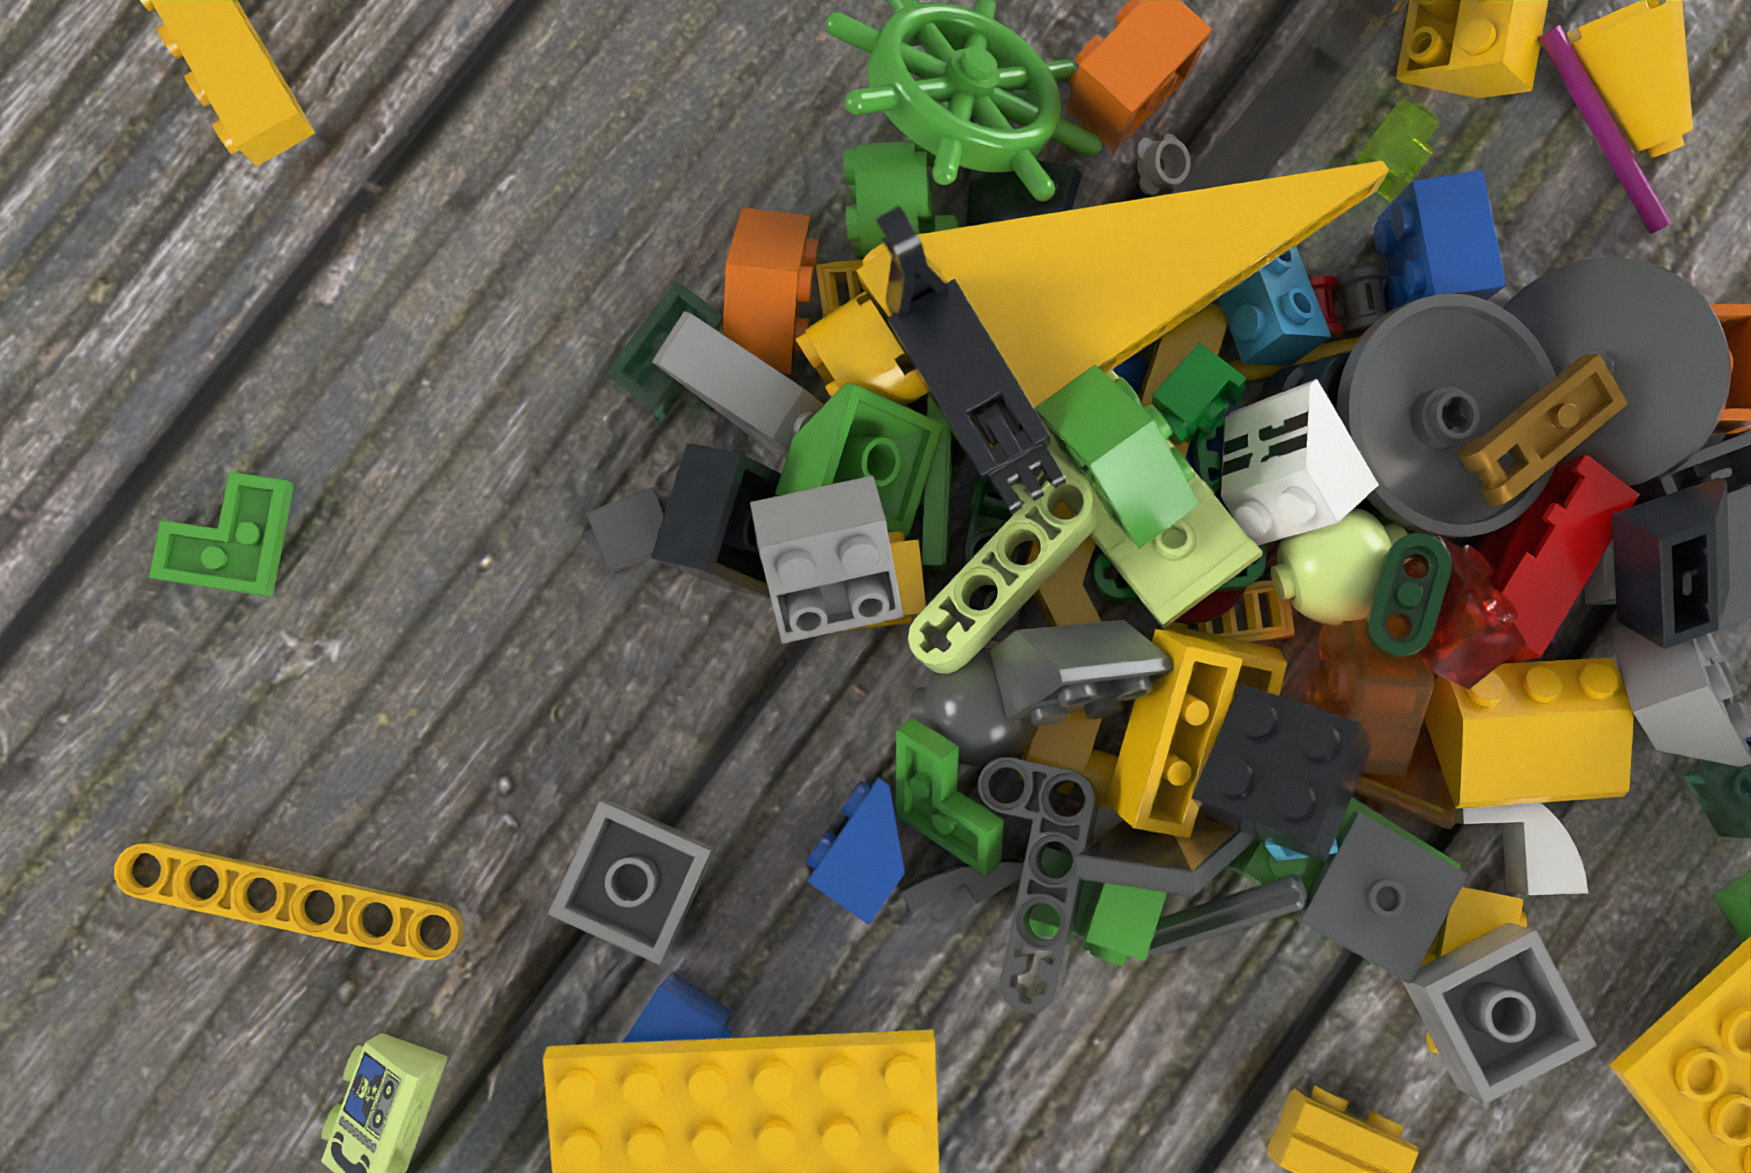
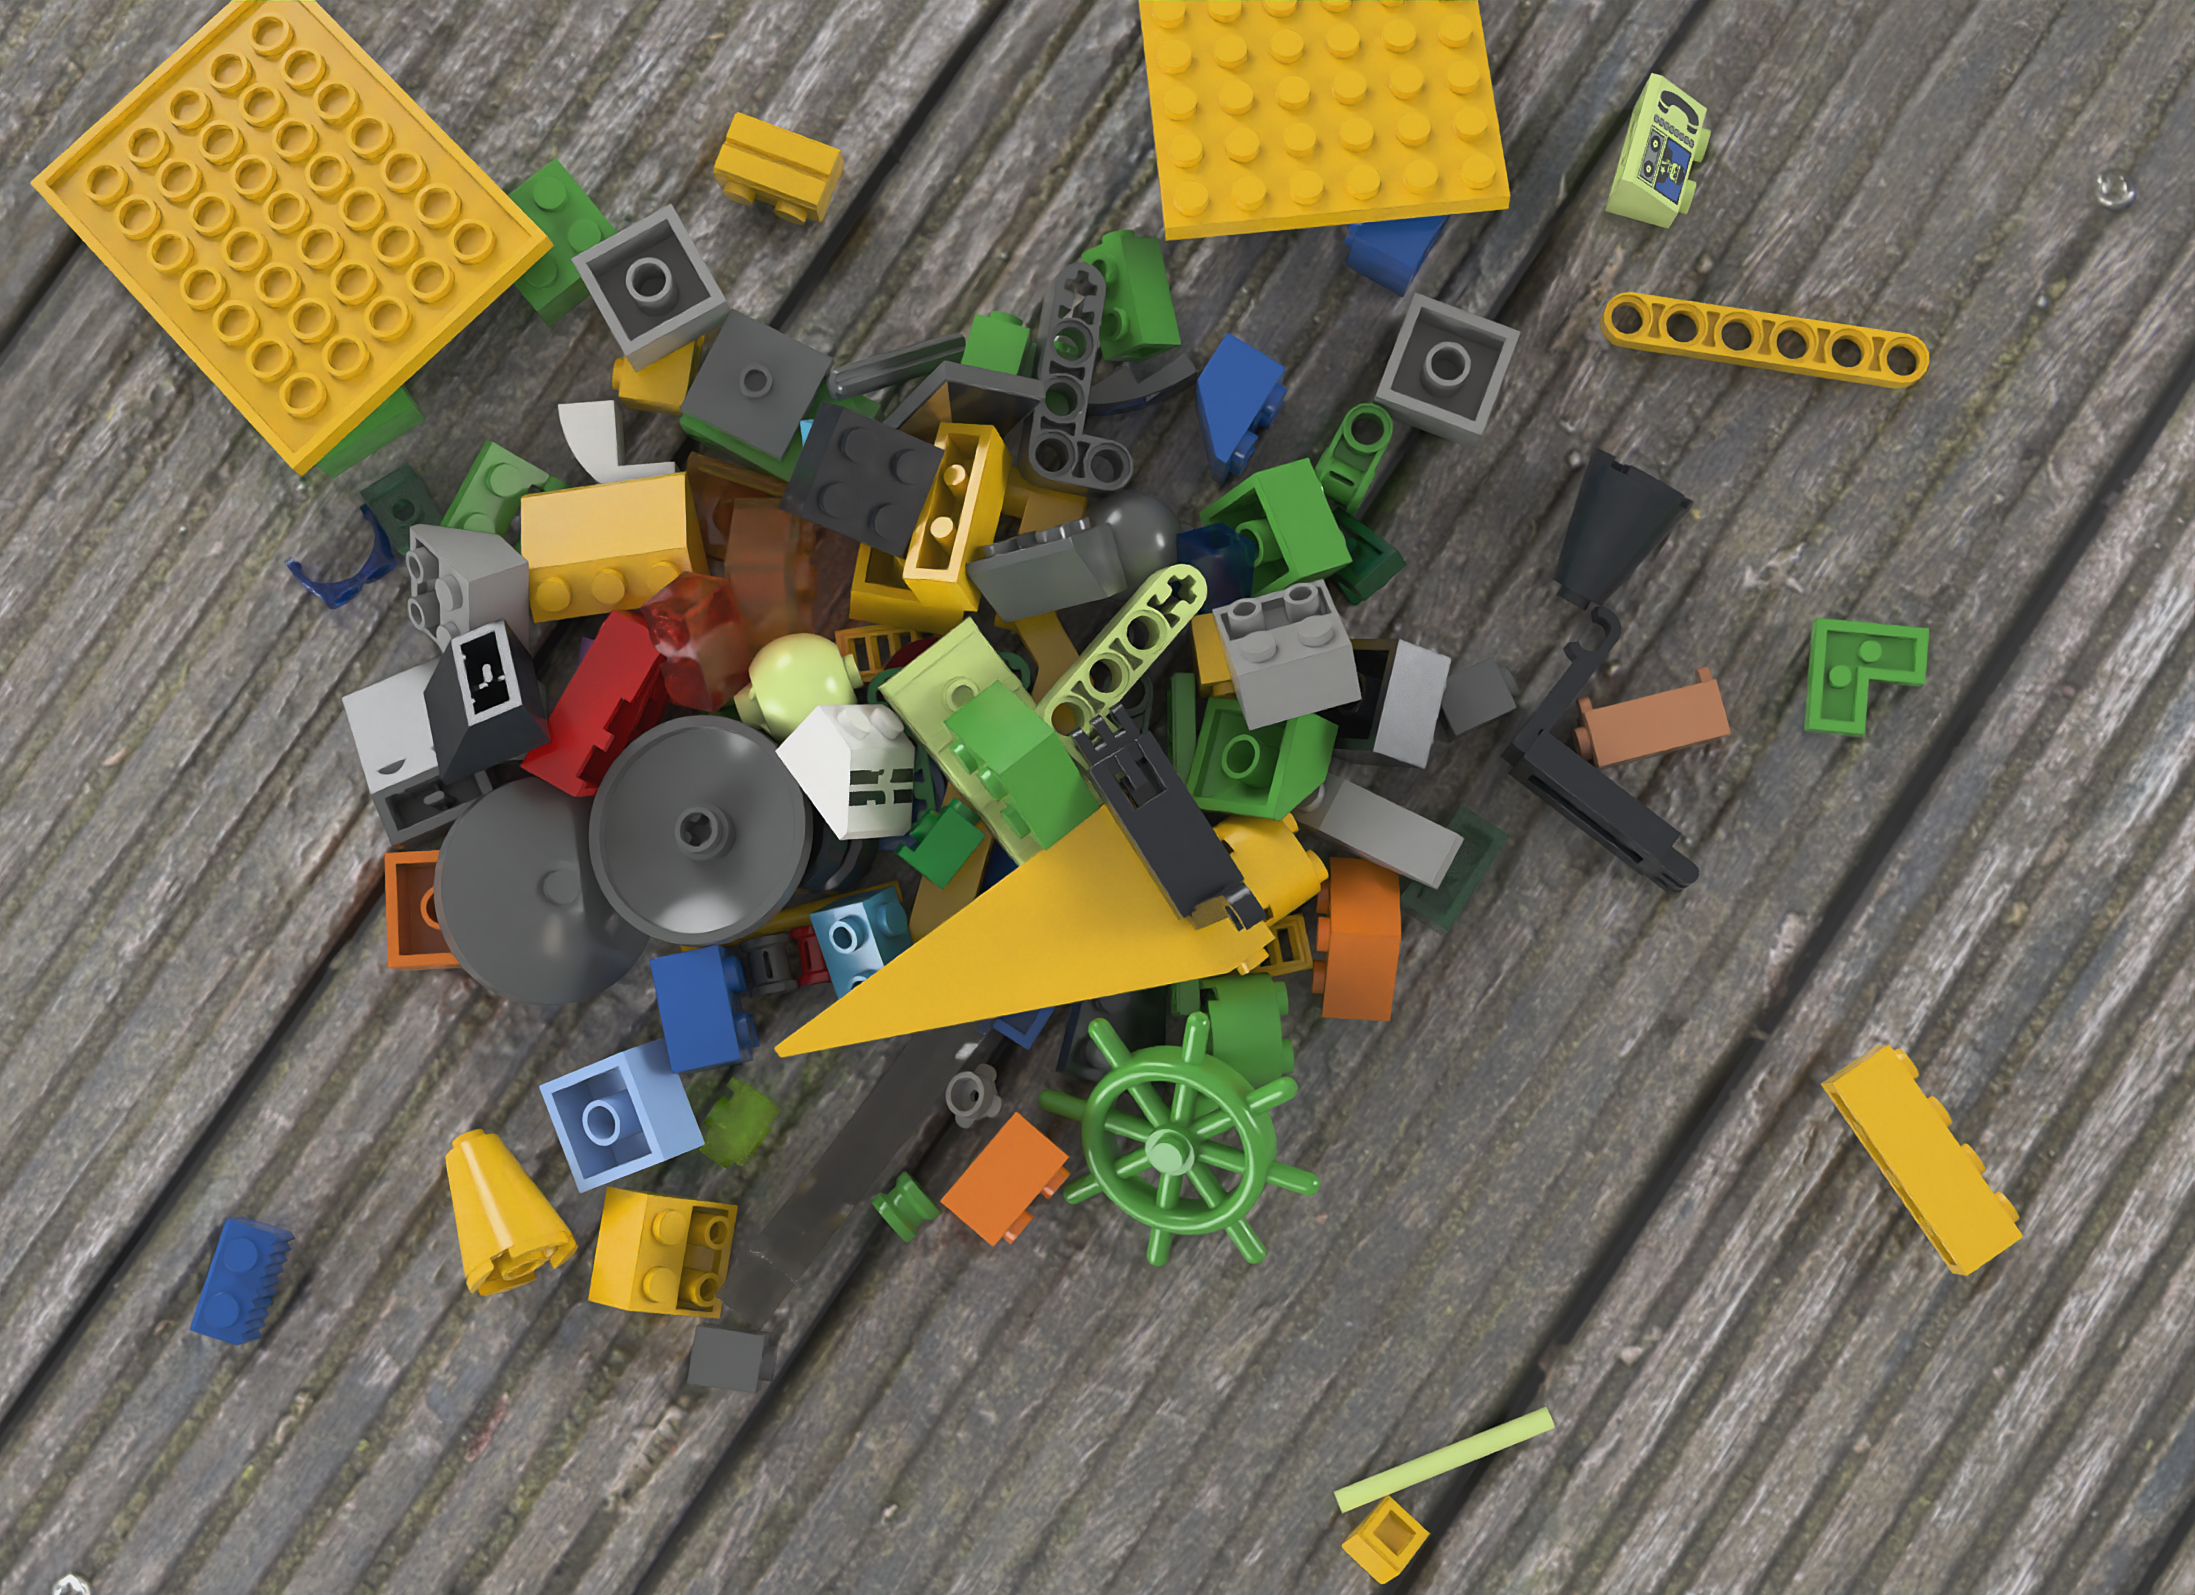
camera: 175 degrees left, 0 degrees up
(448, 494) = (1651, 724): none -> nougat brick
(467, 700) = (1613, 528): none -> black cone
(530, 431) = (1584, 792): none -> black hinge
(741, 789) = (1348, 466): none -> bright green piece
(746, 687) = (1372, 559): none -> dark green slope
(825, 704) = (1288, 521): none -> bright green brick
(890, 677) = (1222, 559): none -> brick
(934, 807) = (1174, 458): bright green plate -> none
(962, 982) = (1137, 304): none -> bright green brick
(1233, 59) = (906, 1206): none -> bright green wheel
(1406, 597) = (747, 648): dark green plate -> none
(1526, 145) = (621, 1115): none -> light blue brick
(1544, 429) = (616, 817): pearl gold plate -> none
(1583, 1099) = (572, 225): none -> bright green brick
(1604, 129) = (532, 1154): magenta bar -> none
(1656, 803) = (494, 491): none -> bright green plate

